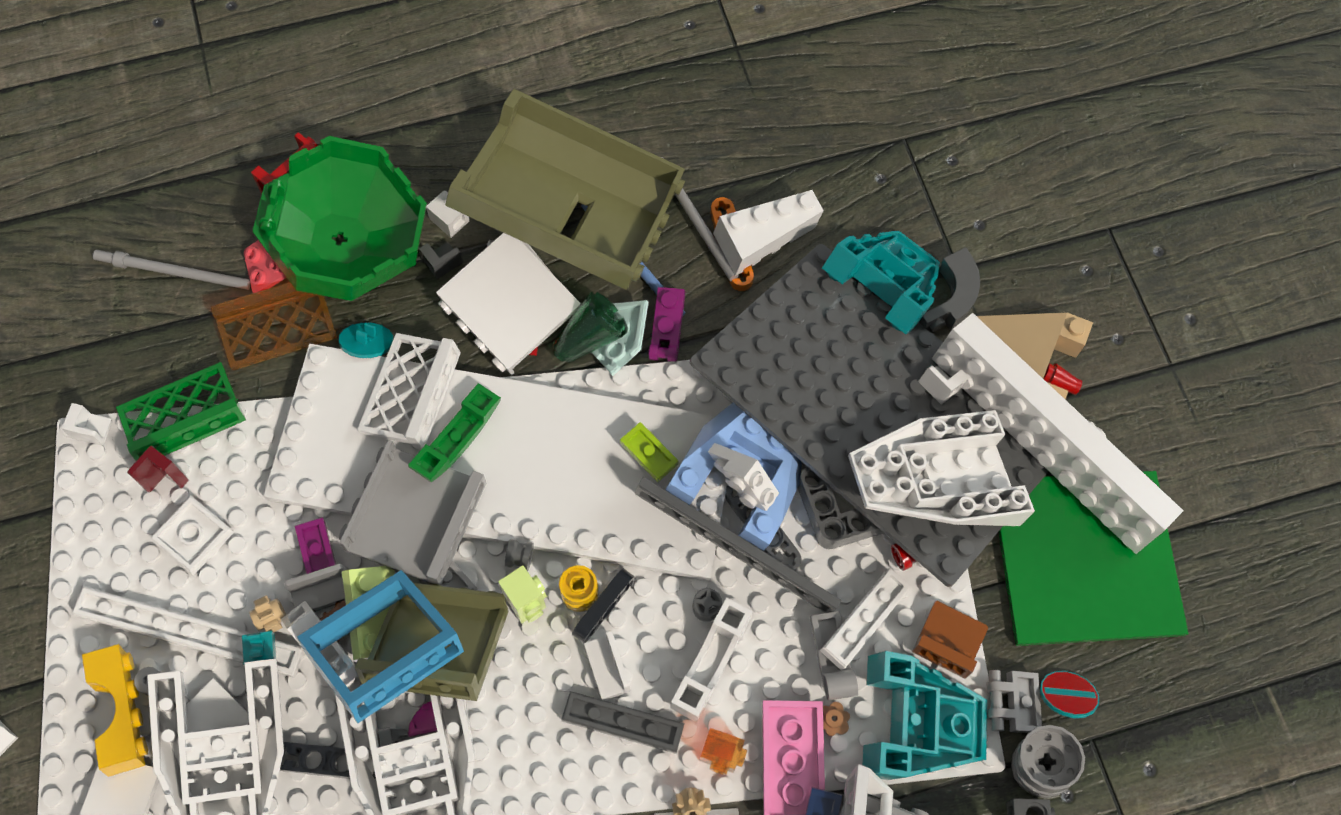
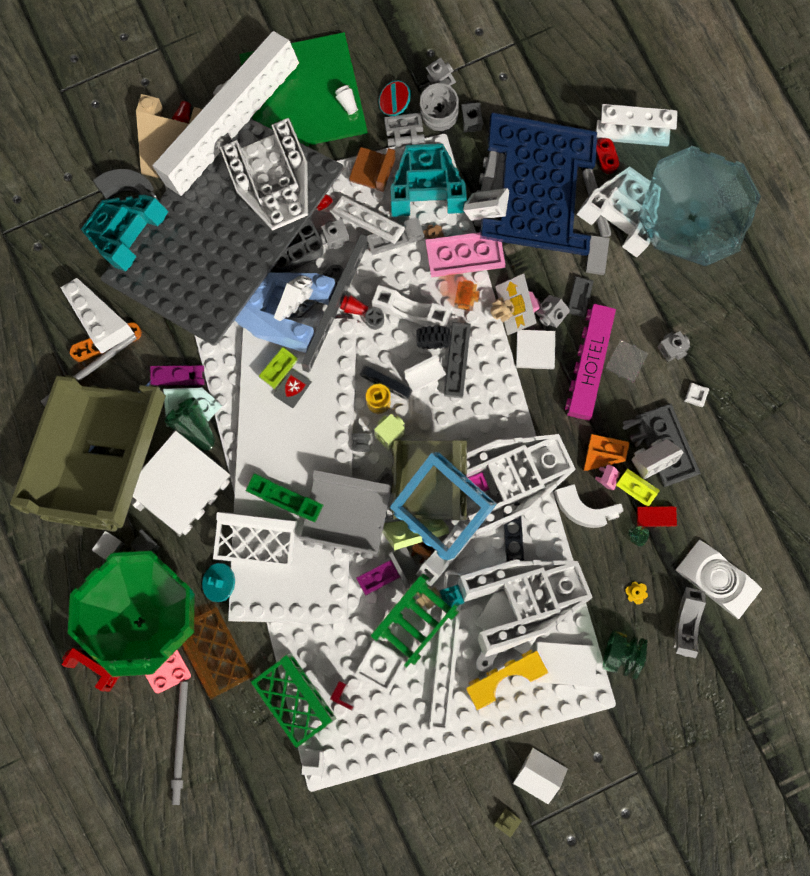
camera: 95 degrees left, 10 degrees up
(262, 581) = (396, 616): none -> green fence
(617, 469) = (292, 388): none -> dark grey sticker
(659, 686) = (433, 337): none -> black tyre
(731, 576) = (353, 306): none -> red cone
(847, 563) = (334, 234): none -> light grey brick
(940, 384) = (202, 186): white panel -> none
(1069, 617) = (346, 99): none -> white cone
(1107, 775) = (440, 72): none -> light grey brick

